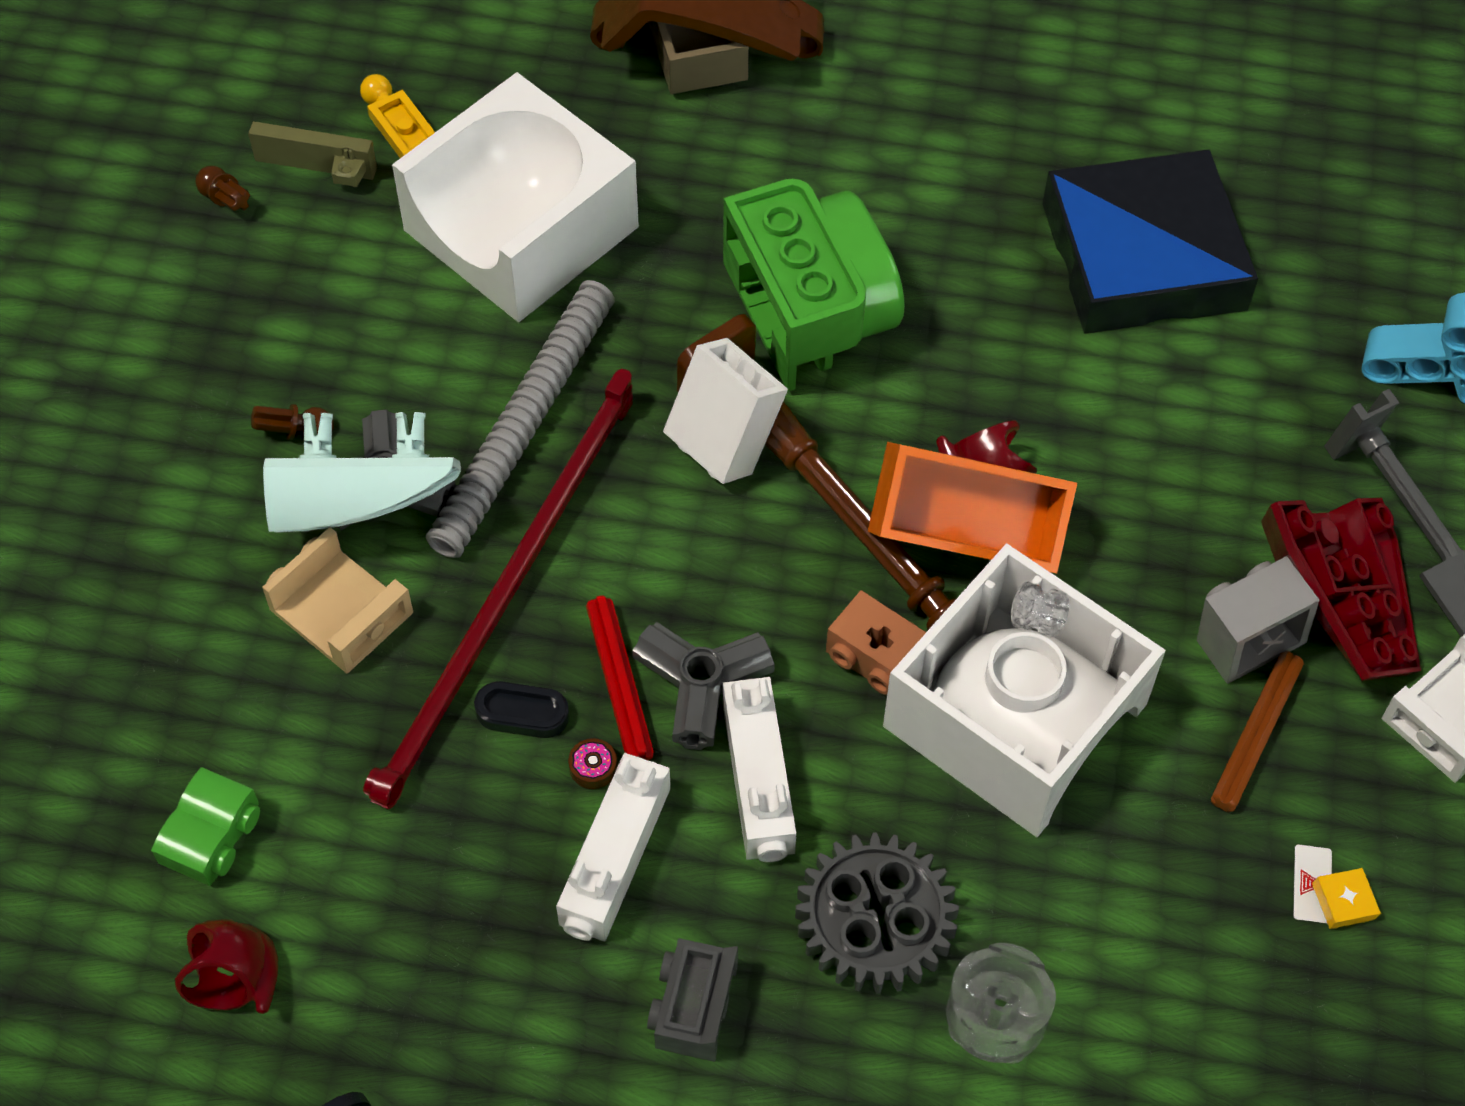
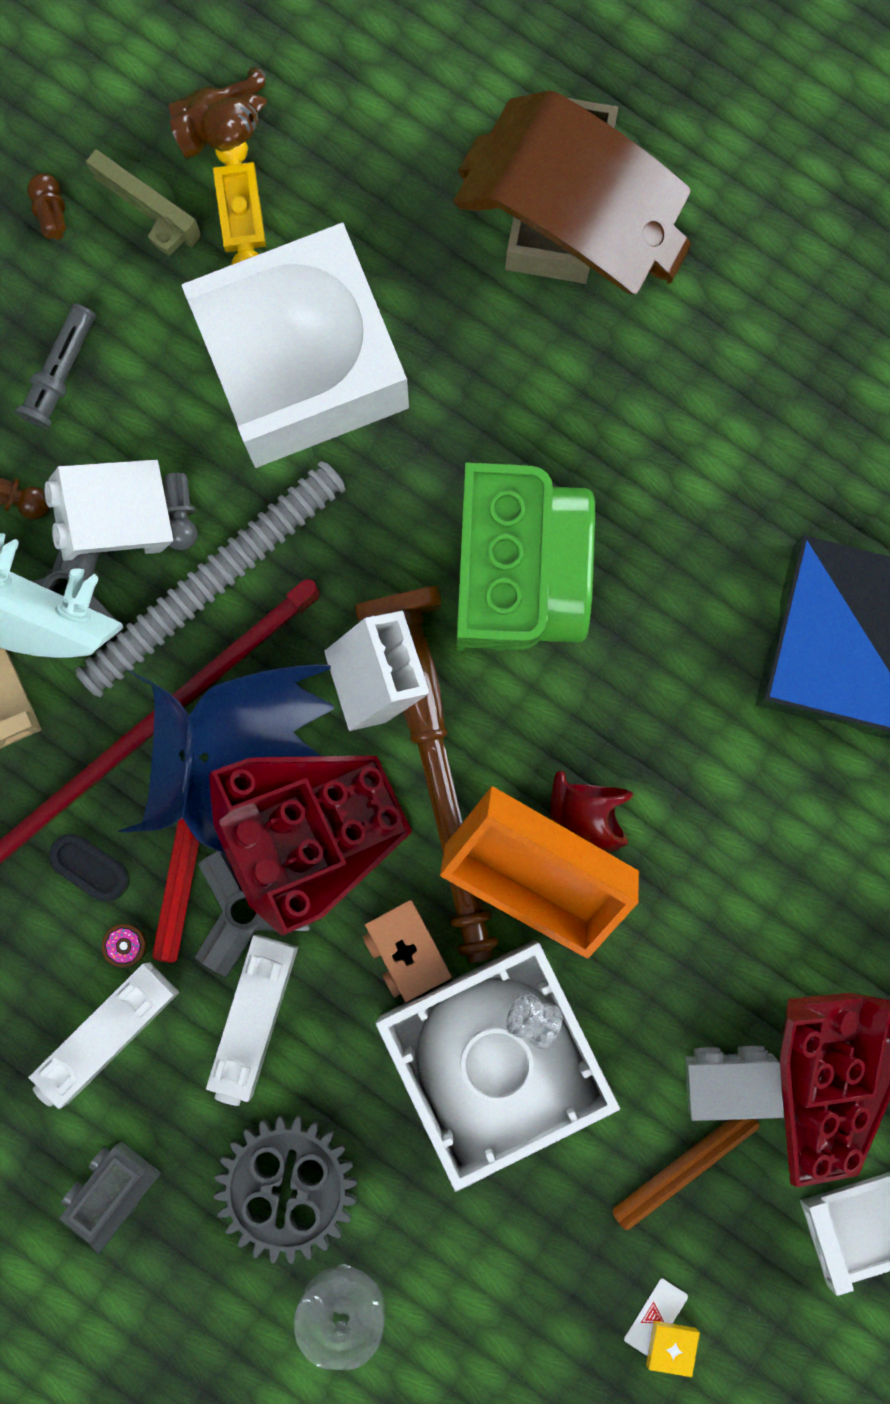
camera: 25 degrees right, 25 degrees up
(293, 268) = (50, 386): none -> dark grey pin
(364, 60) = (218, 115): none -> reddish brown animal
(397, 377) = (108, 508): none -> white panel
(473, 389) = (178, 507): none -> dark grey axle
(641, 540) = (230, 724): none -> dark blue piece
(718, 573) = (304, 830): none -> dark red wedge

